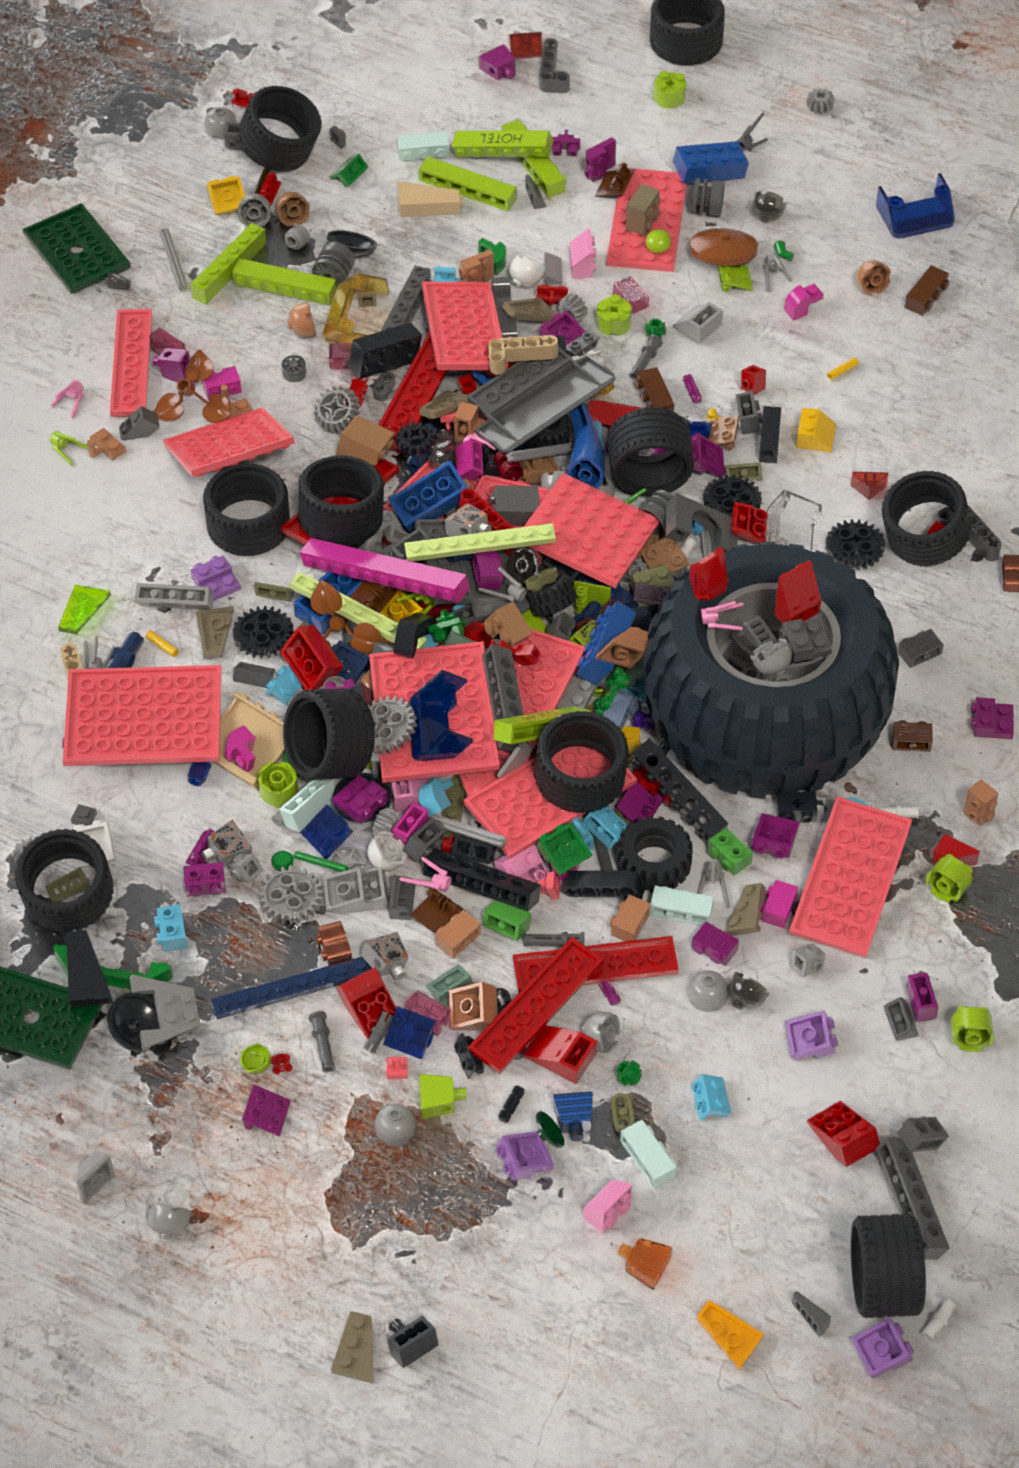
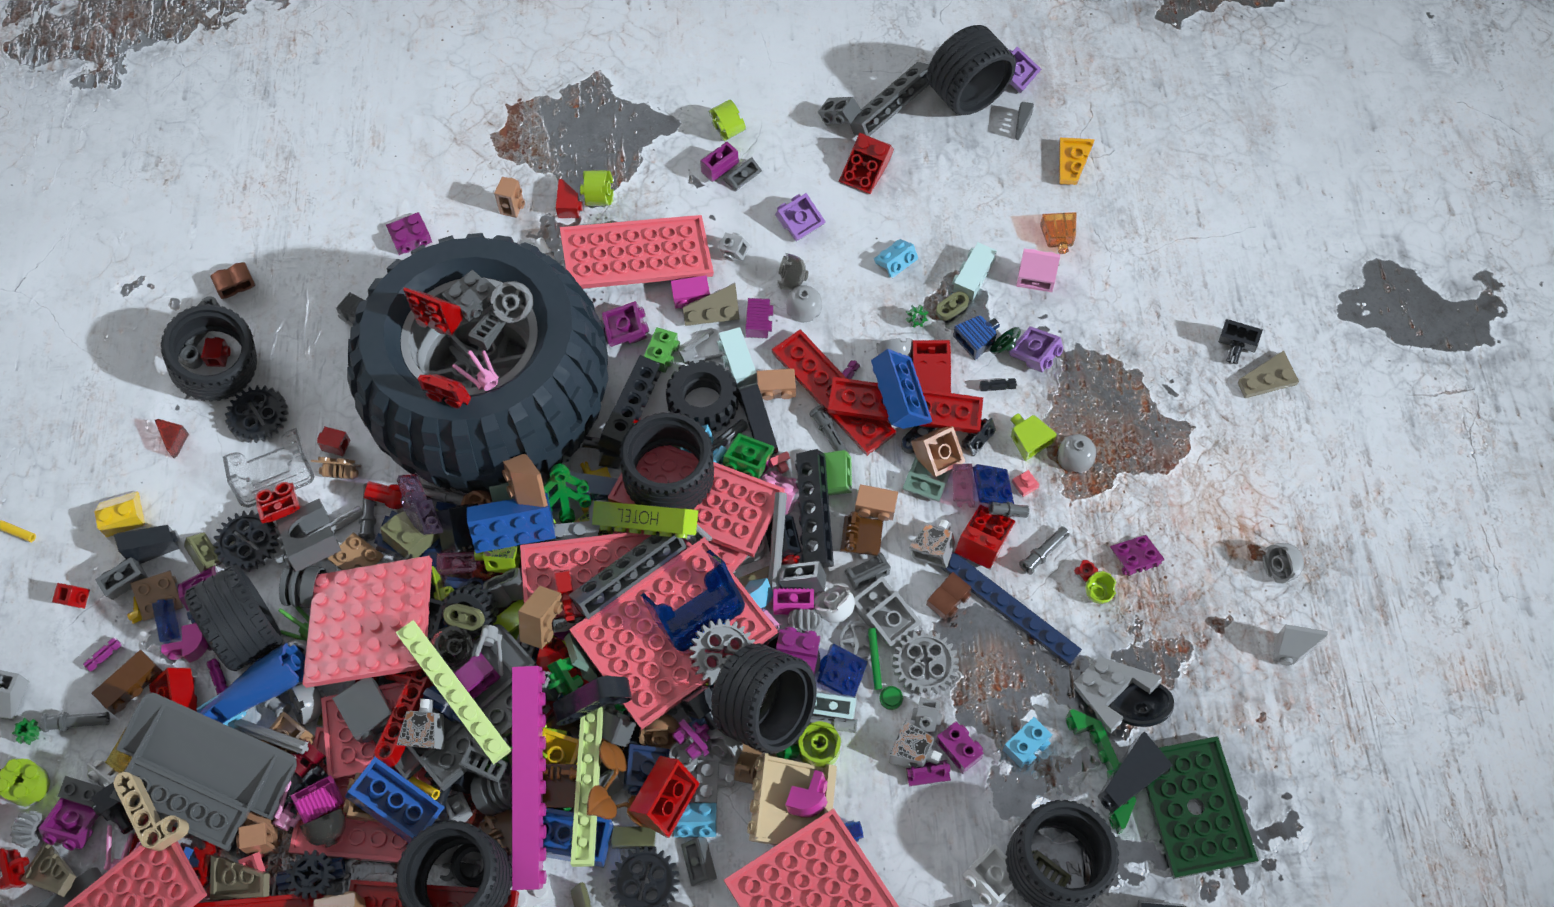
camera: 120 degrees left, 10 degrees up
(439, 881) = (838, 540): bright pink plant -> none
(548, 998) = (900, 390): none -> blue slope

